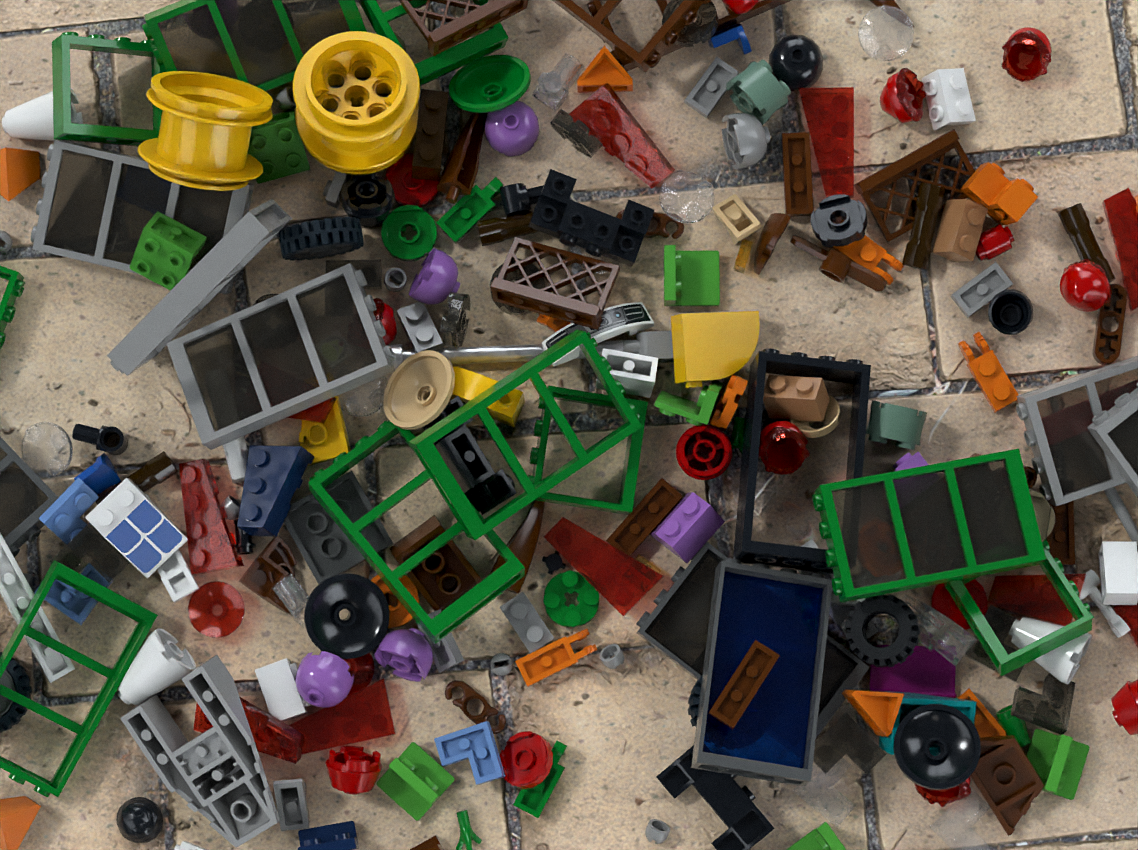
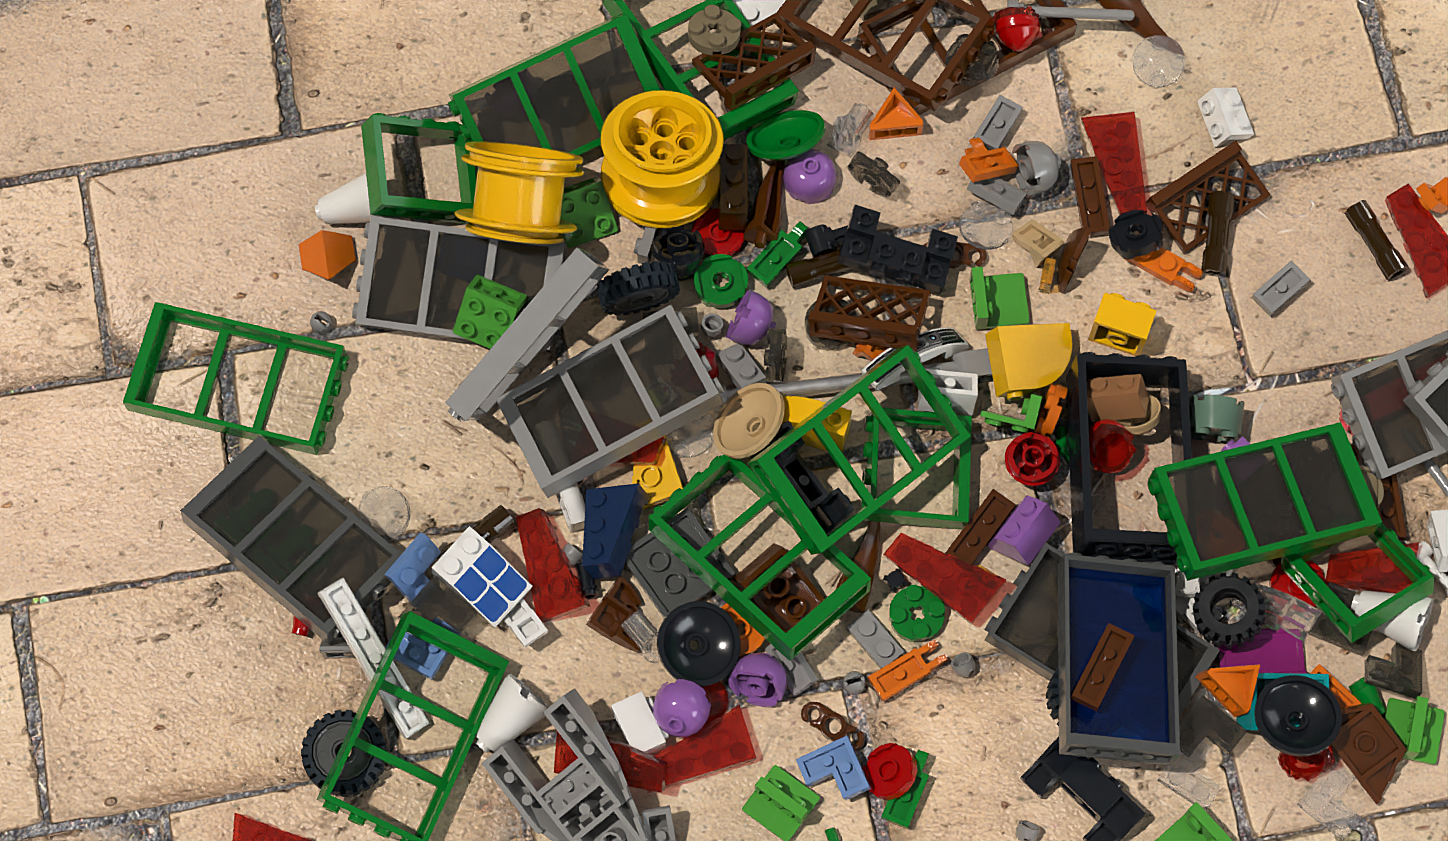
camera: 10 degrees left, 10 degrees down
(99, 437) = (435, 497): black axle -> none
(100, 475) = (440, 532): blue tile -> none
(202, 604) = (566, 639): clear red dish -> none
(286, 98) = (590, 166): light grey hinge -> none
(353, 769) = (719, 795): red cone -> none
(622, 135) = (920, 174): clear red wing -> none
(694, 131) = (986, 164): none -> orange plate
(701, 161) = (998, 193): none -> light grey plate
(734, 32) = (1017, 72): blue tile -> none
(758, 91) = (1044, 120): sand green brick -> none
(796, 61) = (1075, 95): black cylinder -> none
(812, 316) = (1122, 324): none -> yellow brick
(838, 266) = (1141, 276): reddish brown piece -> none
(903, 96) = (1182, 116): hair -> none
(959, 230) = (1253, 233): medium nougat brick -> none
(989, 374) = (1298, 366): orange hinge -> none
(994, 242) = (1285, 243): red brick -> none
(1003, 198) = (1285, 199): orange brick -> none
(1010, 312) = (1312, 304): black piece -> none
(1027, 54) = (1295, 68): clear red hair -> none
(1085, 286) = (1381, 274): red hair -> none
(1114, 346) = (1415, 301): reddish brown beam -> none

